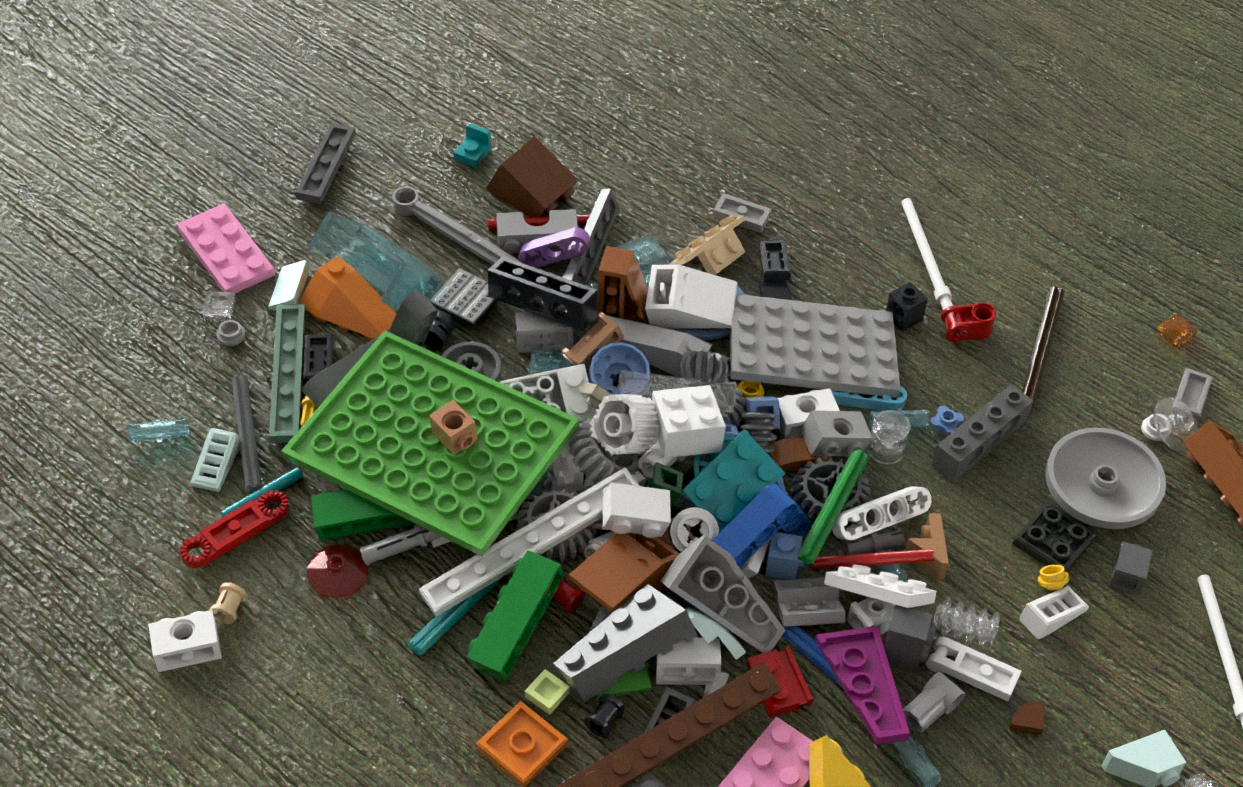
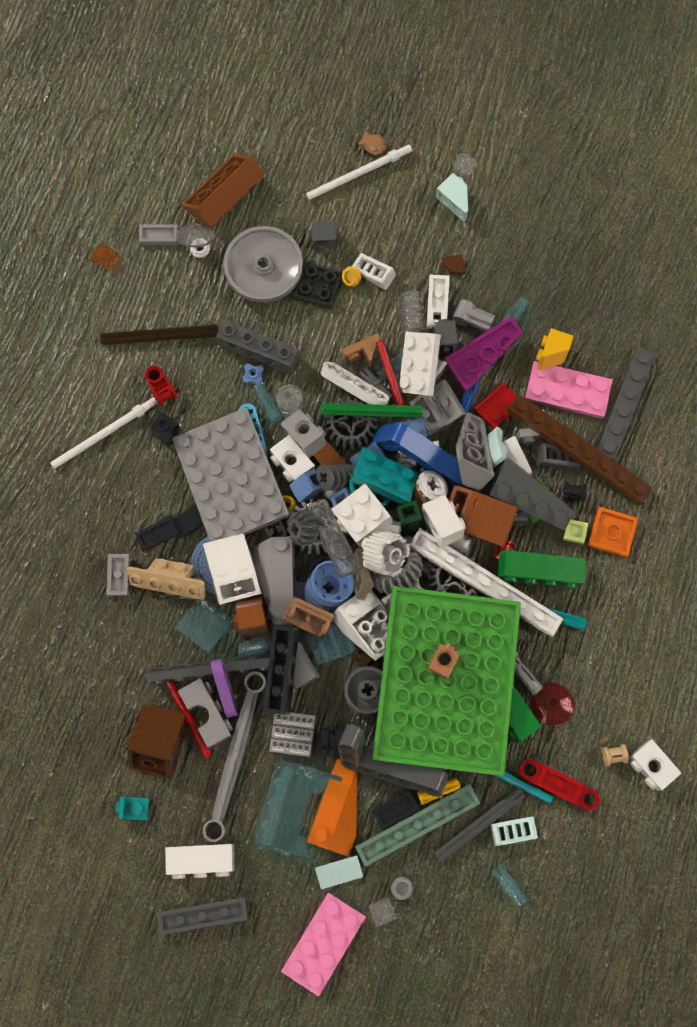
camera: 110 degrees left, 25 degrees up
(383, 175) = (200, 860): none -> white brick

